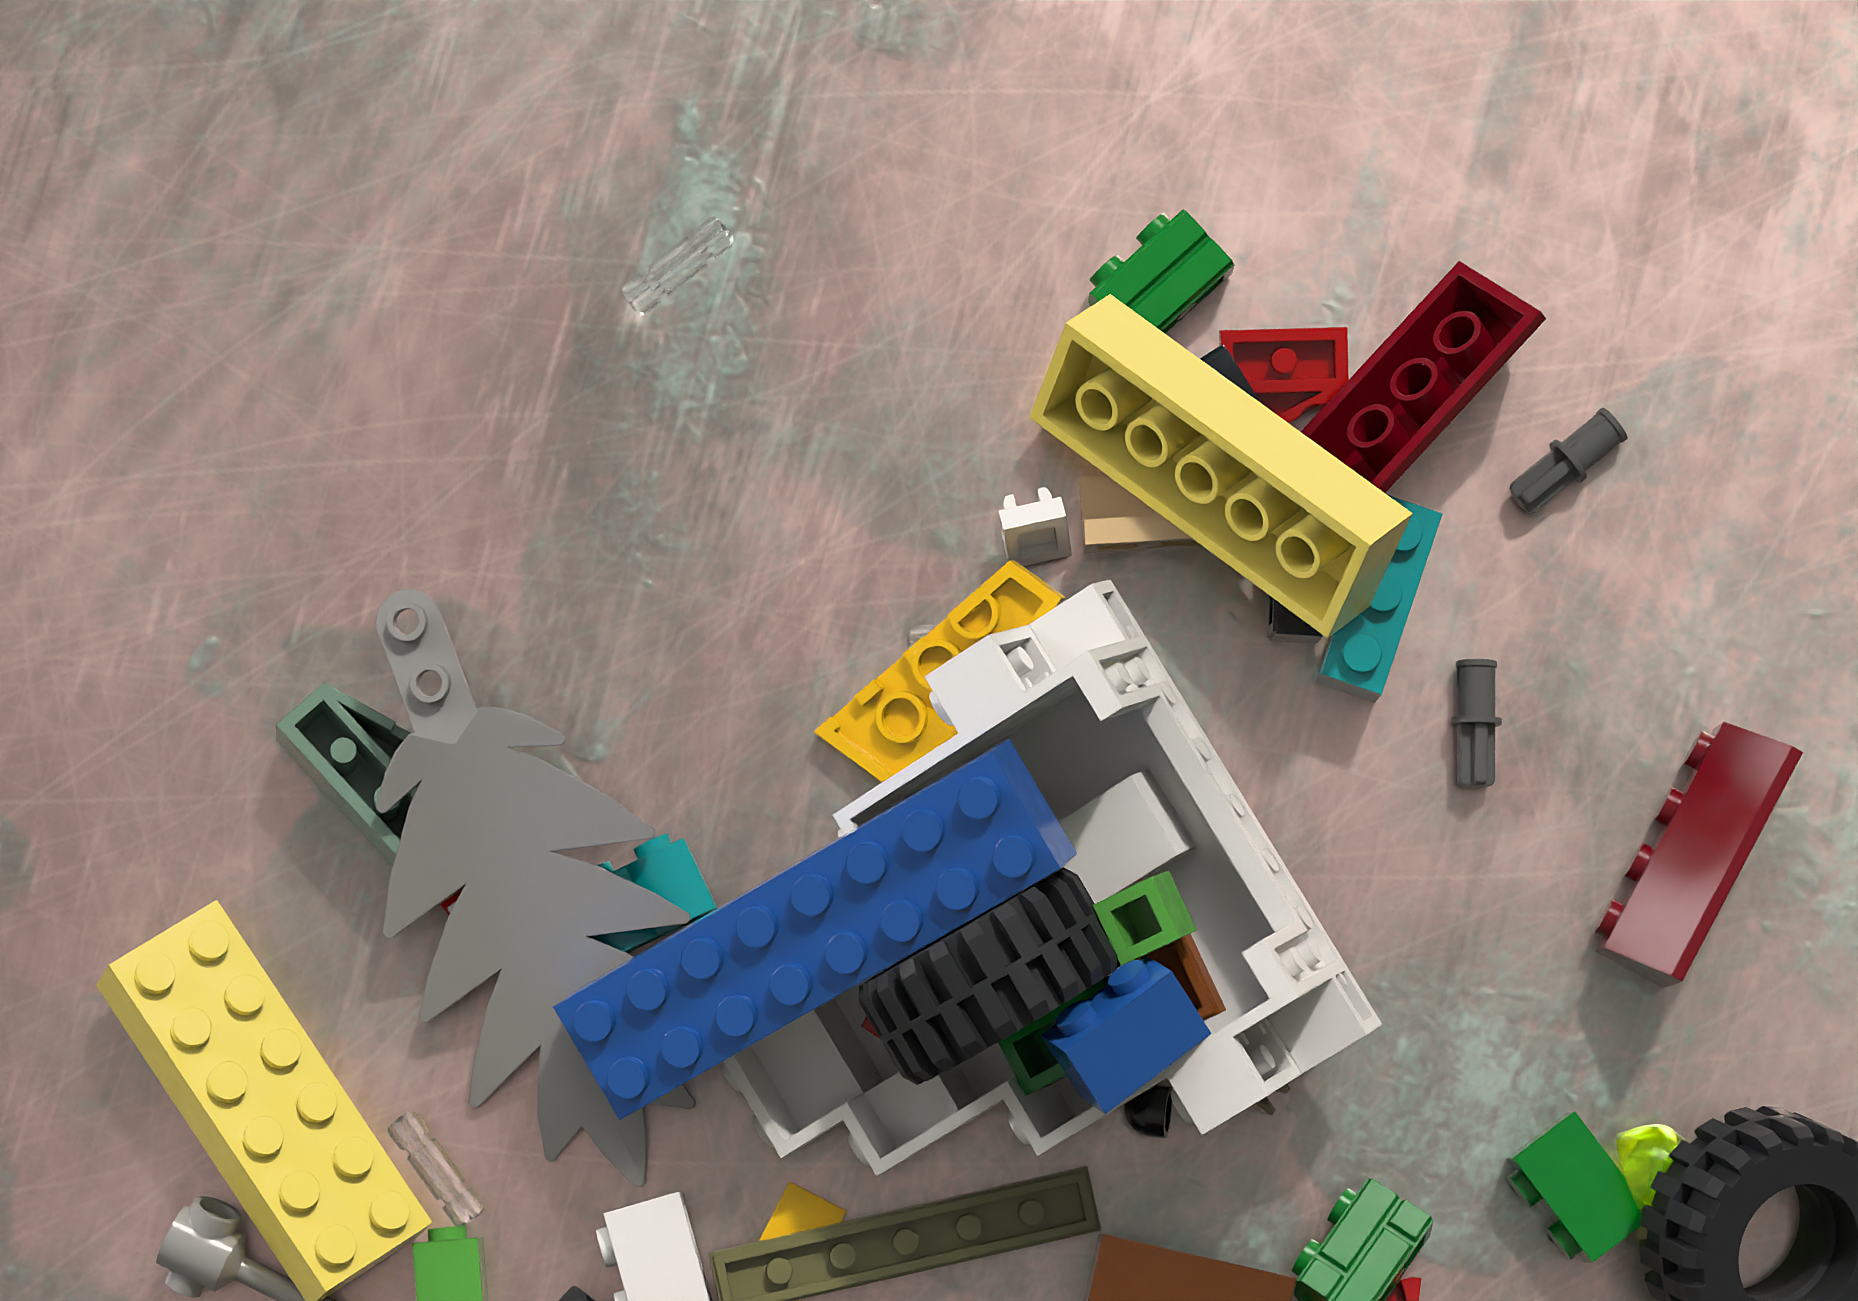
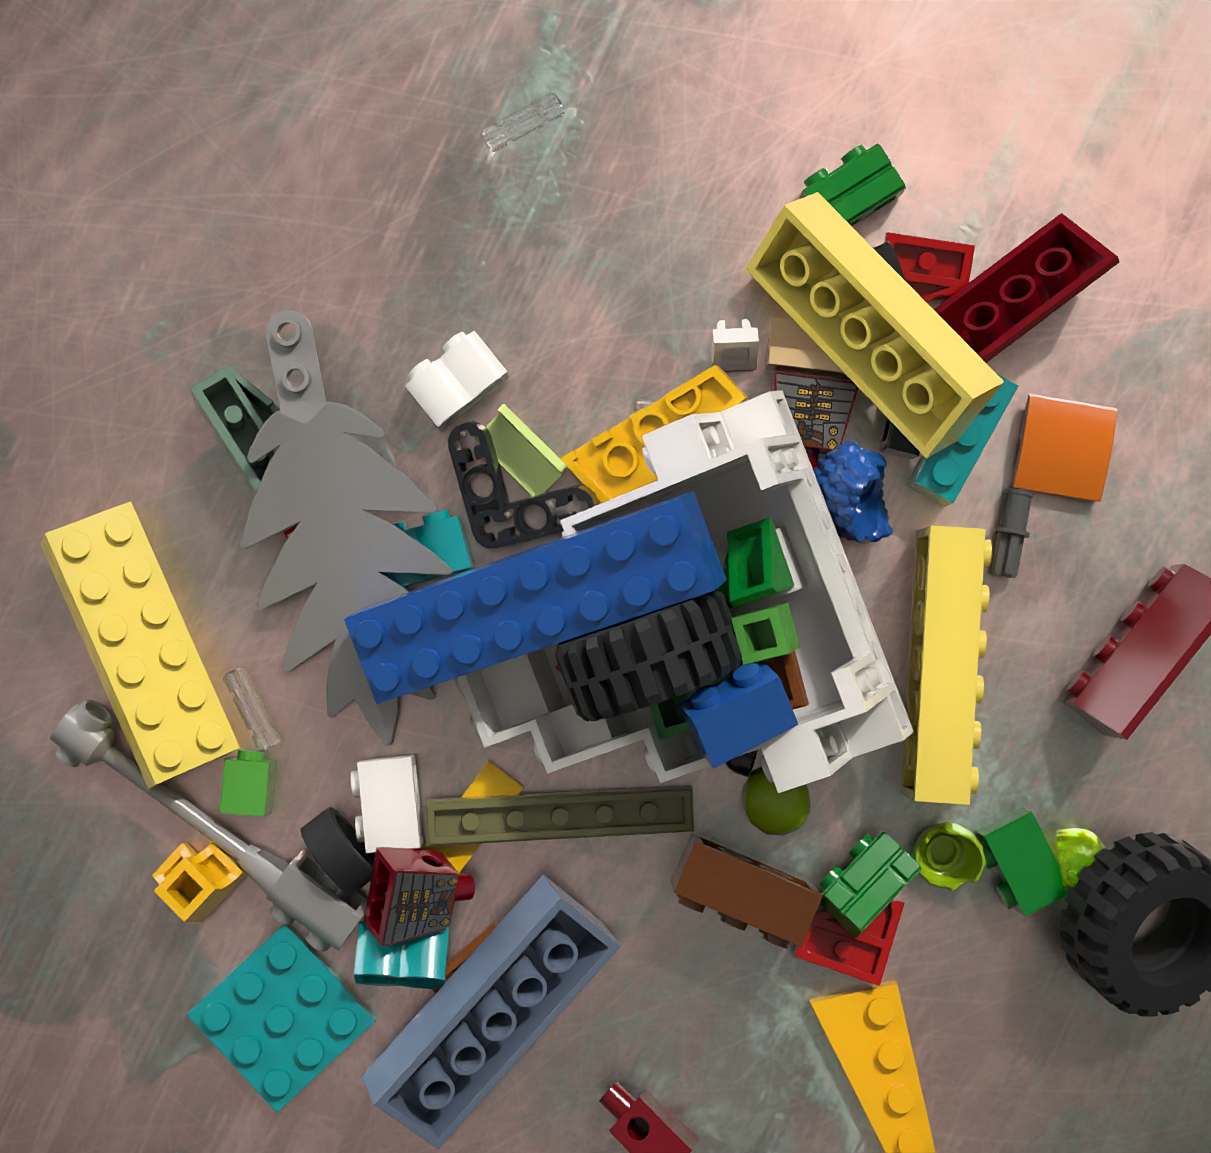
camera: 10 degrees right, 5 degrees up
(646, 646) = (456, 379): none -> white brick
(737, 810) = (498, 503): none -> black beam
(758, 733) = (524, 453): none -> yellowish green panel
(1113, 827) = (754, 564): none -> green slope
(1168, 598) = (818, 408): none -> torso
(1211, 1170) = (774, 811): none -> lime hair
(1240, 704) = (853, 492): none -> blue hair
(1411, 923) = (945, 664): none -> light yellow brick
(1471, 1198) = (949, 855): none -> lime hair
(1528, 588) = (1064, 447): none -> orange slope
(1567, 461) = (1108, 365): dark grey axle -> none

